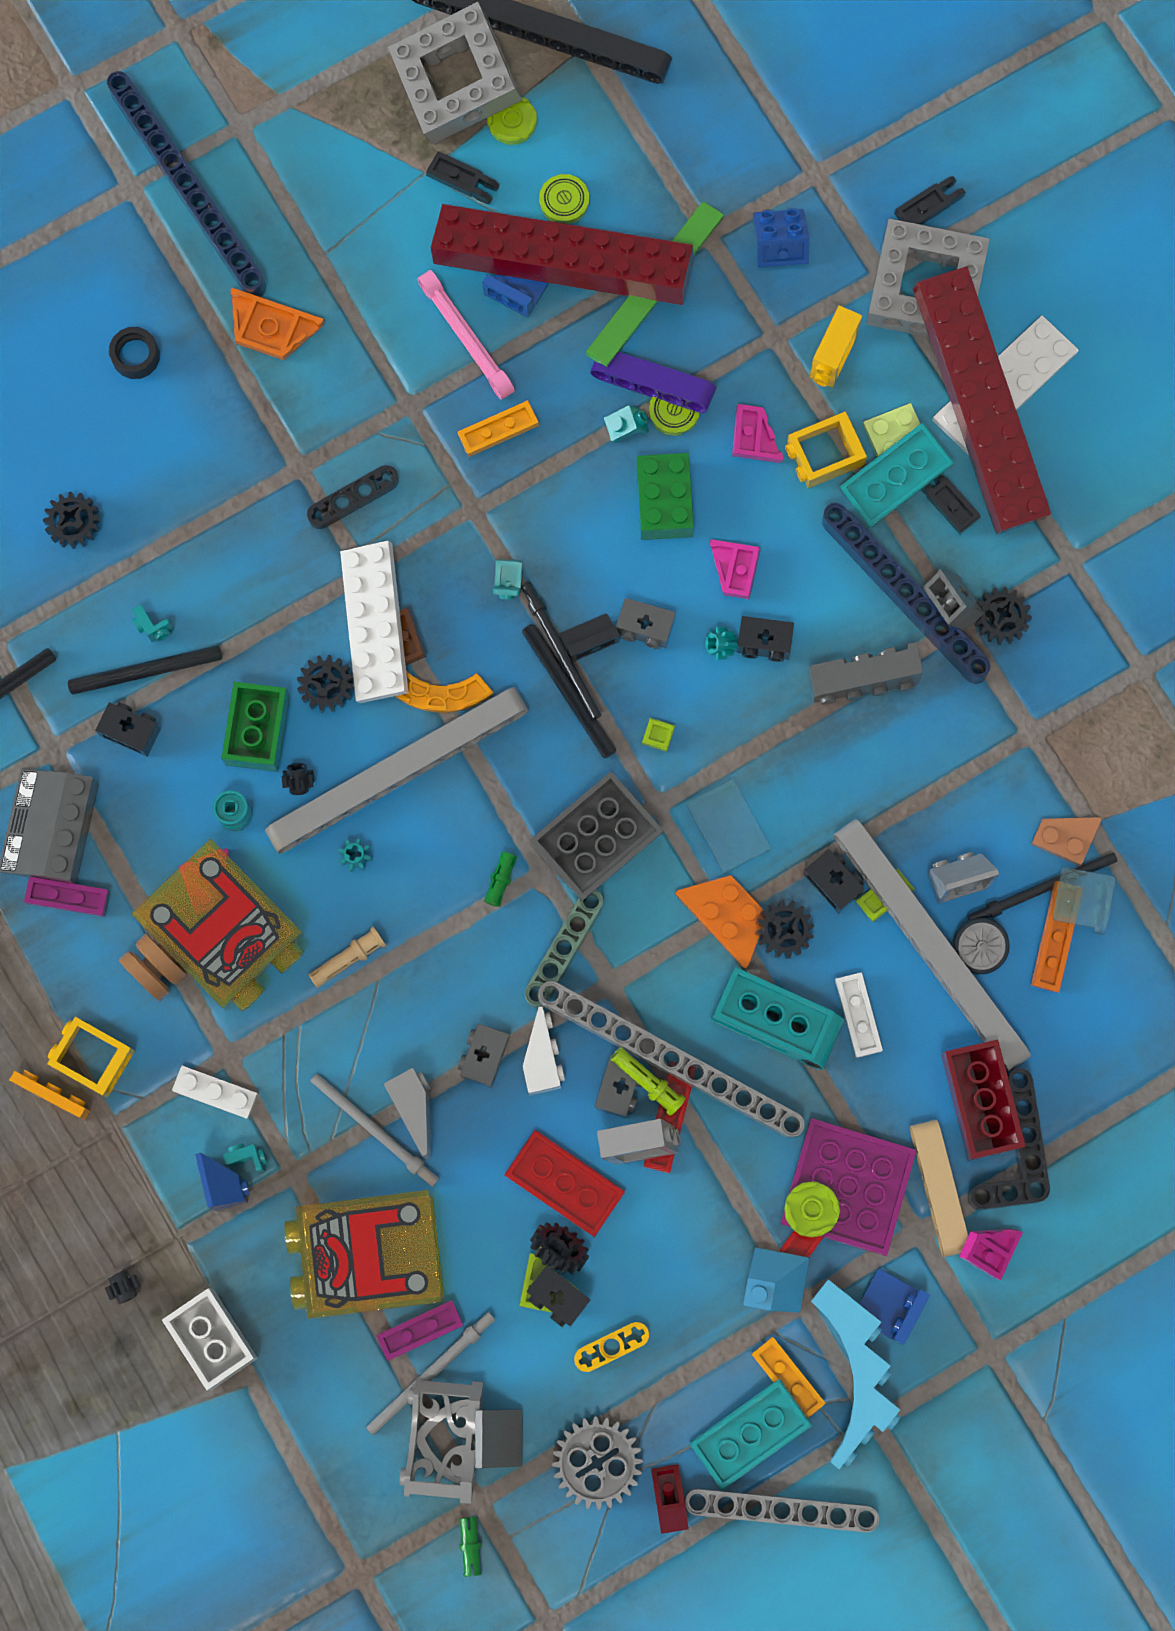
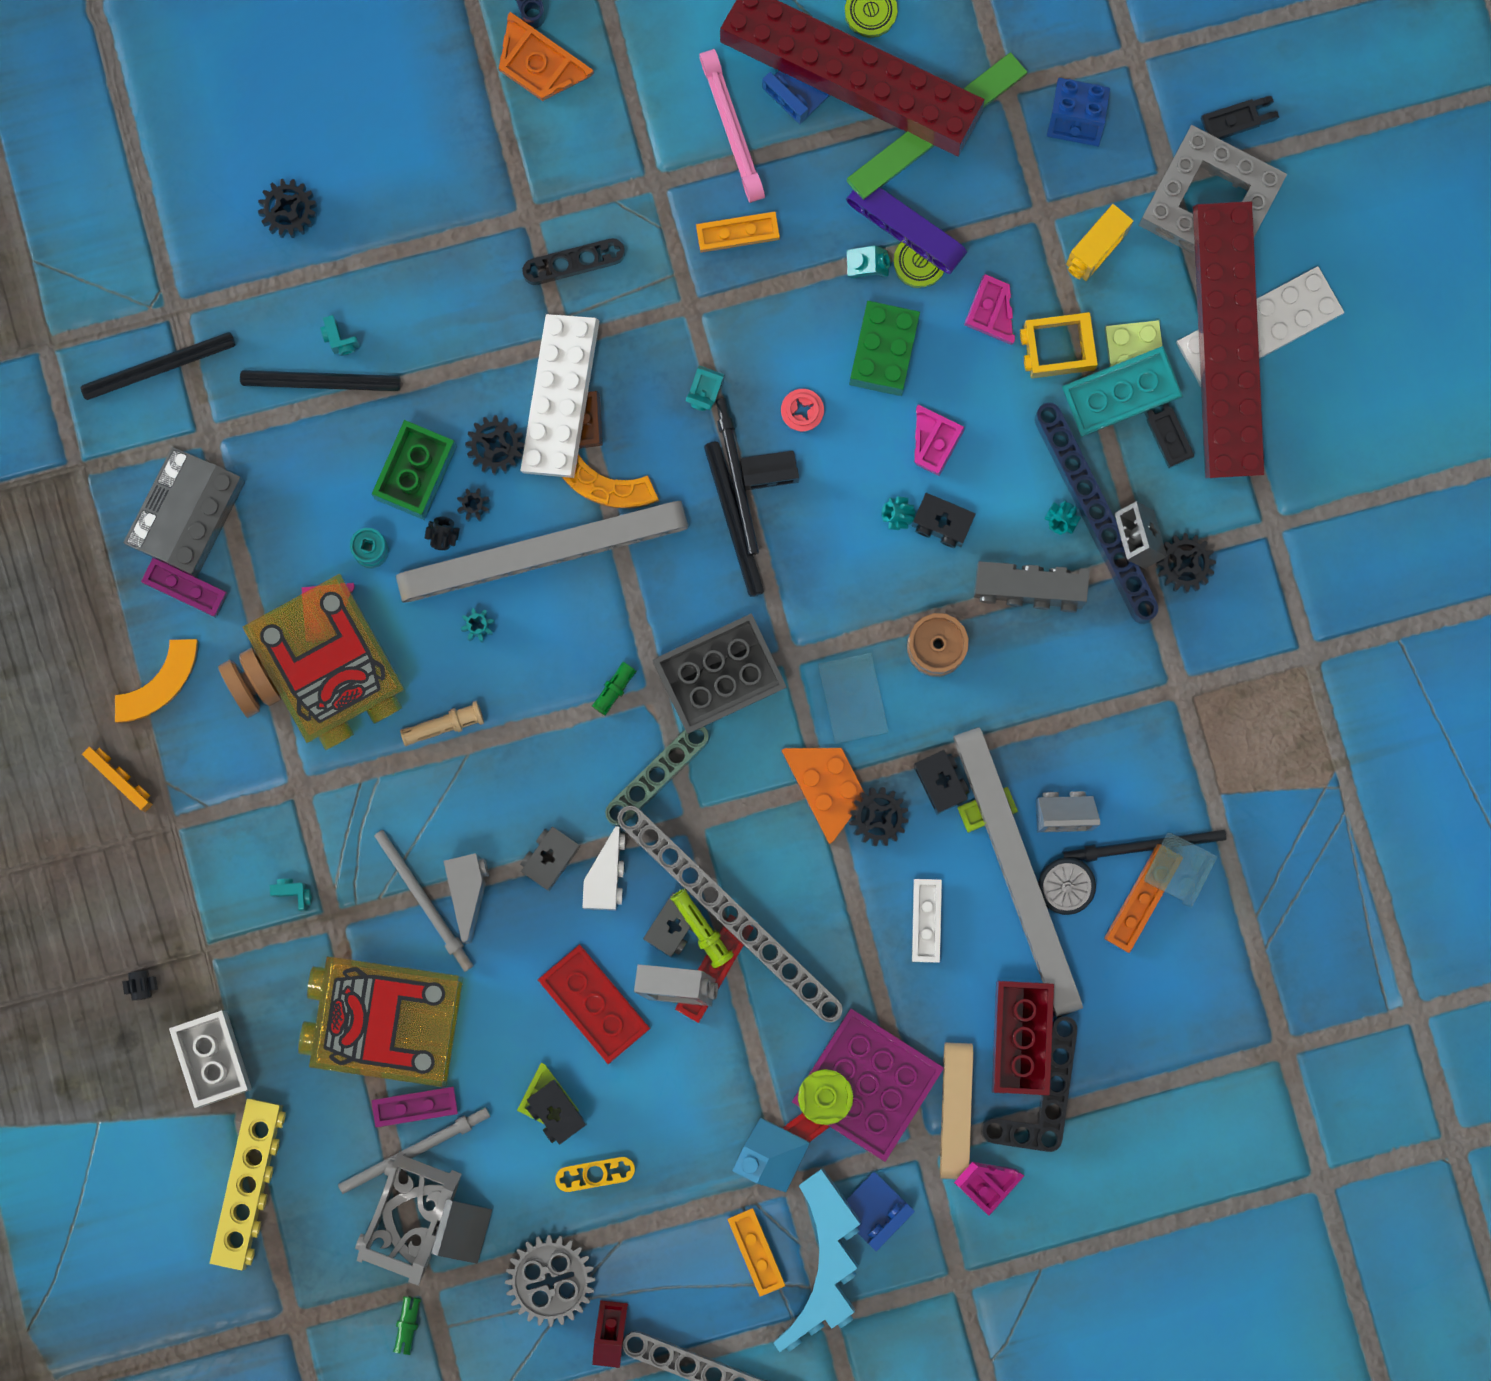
camera: 10 degrees right, 5 degrees up
(71, 996) = (162, 687): none -> light orange tile
(113, 728) = (273, 430): black brick -> none
(114, 1069) = (185, 772): yellow window -> none
(125, 336) = (384, 34): black tyre -> none
(215, 1092) = (278, 820): white plate -> none
(220, 1184) = (260, 912): blue slope -> none
(272, 1524) = (223, 1251): none -> light yellow brick
(322, 737) = (481, 507): none -> black gear
(559, 1248) = (570, 1066): black gear -> none
(604, 562) = (806, 398): none -> coral gear
(635, 614) = (821, 459): dark grey brick -> none
(658, 734) = (810, 587): lime tile -> none
(751, 1434) = (705, 1294): teal tile -> none
(793, 769) = (937, 661): none -> medium nougat wheel
(818, 1023) = (884, 918): teal hinge -> none
(875, 605) = (1062, 518): none -> teal gear
(1066, 837) = (1183, 802): nougat wing -> none

